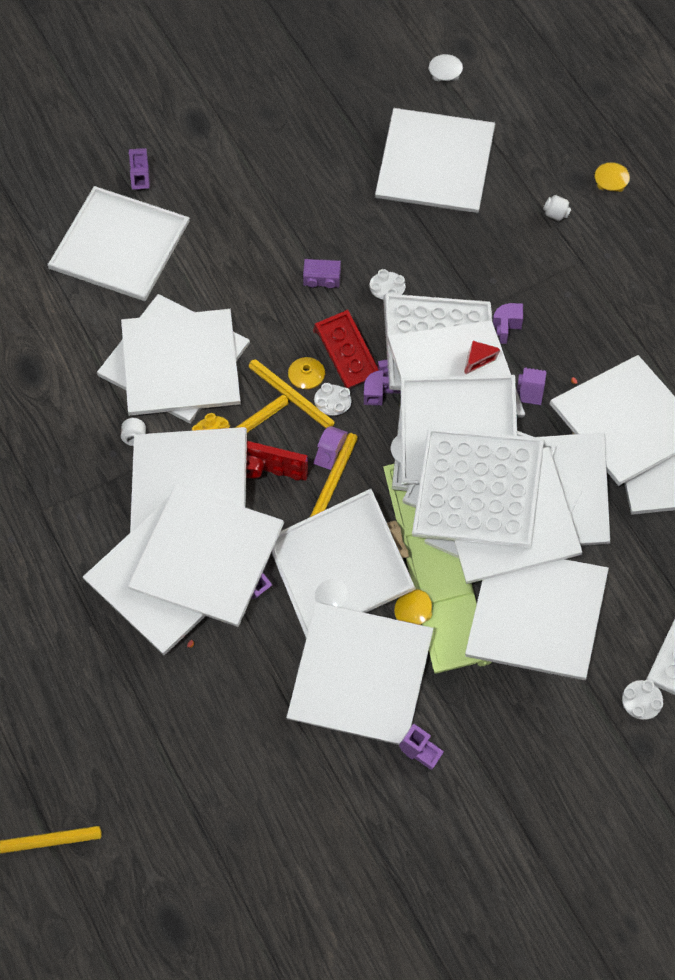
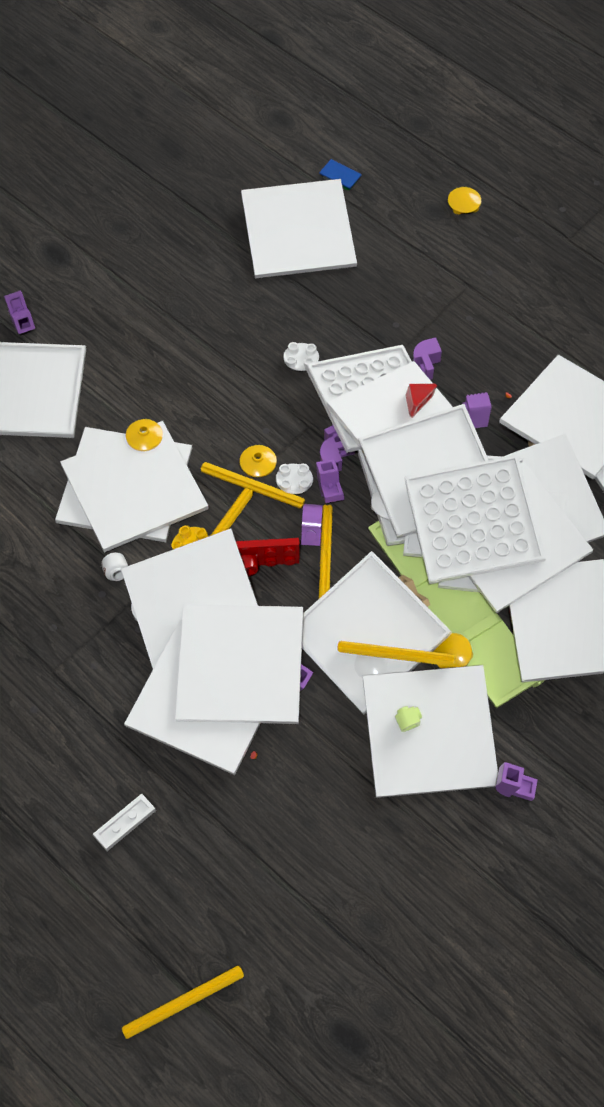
camera: 20 degrees left, 0 degrees up
(49, 665) = (124, 822): none -> white plate
(210, 322) = (147, 440): none -> yellow dish
(321, 273) = (235, 362): medium lavender brick -> none
(341, 654) = (408, 718): none -> yellowish green plate
(346, 348) = (289, 426): red plate -> none
(356, 591) = (396, 653): none -> yellow axle
(362, 411) = (329, 481): none -> medium lavender brick
(445, 67) = (271, 141): white dish -> none
(497, 114) = (335, 170): none -> blue piece
(557, 208) = (428, 241): white head -> none

